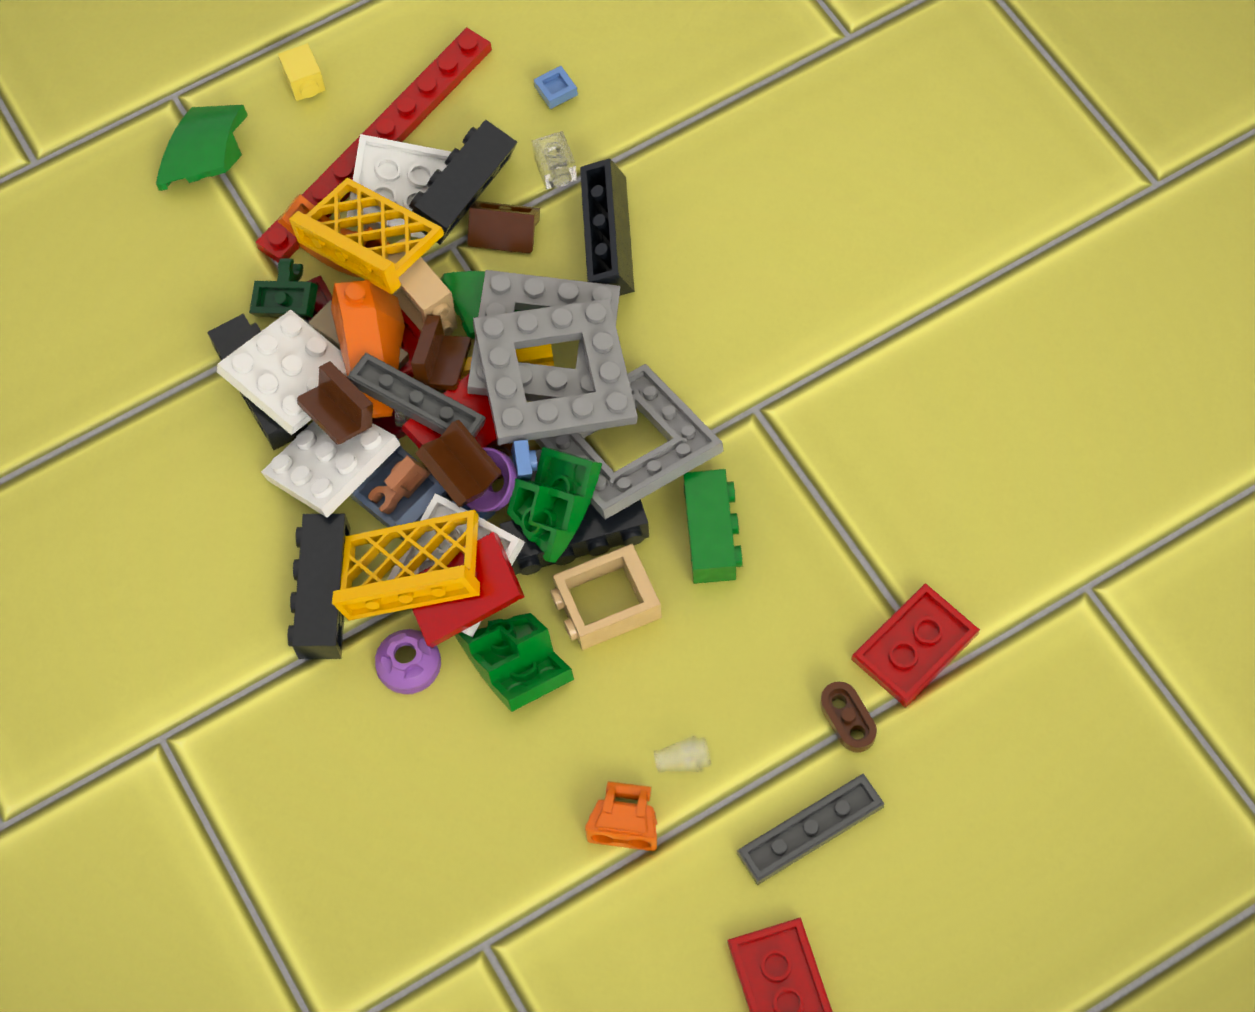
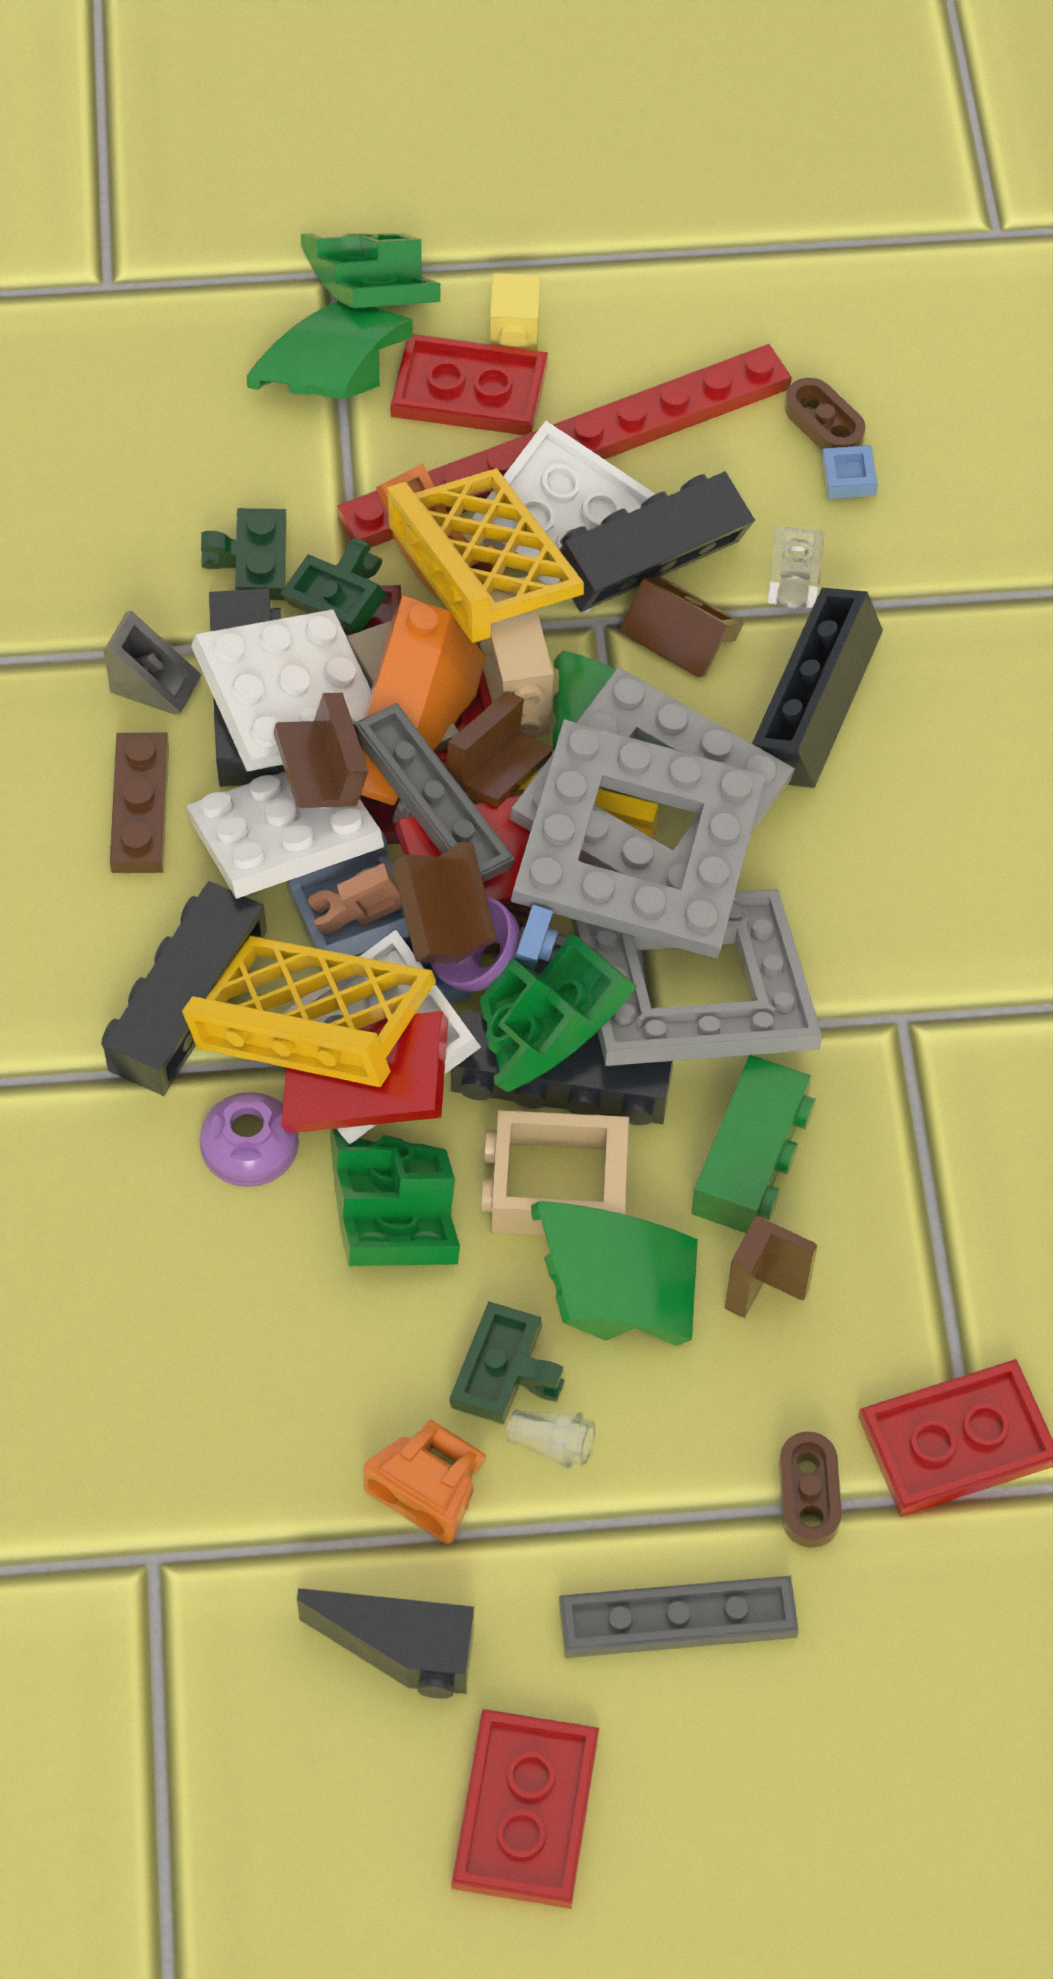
camera: 20 degrees right, 5 degrees down
(192, 396) = (147, 667): none -> flat silver slope
(197, 82) = (371, 269): none -> green slope
(219, 293) = (255, 552): none -> dark green plate
(230, 483) = (139, 803): none -> reddish brown plate
(296, 130) = (469, 384): none -> red tile
(525, 59) = (831, 421): none -> reddish brown plate
(631, 727) = (501, 1362): none -> dark green plate
(662, 921) = (409, 1640): none -> black slope
(673, 640) = (619, 1272): none -> green slope
(761, 588) = (770, 1257): none -> reddish brown panel

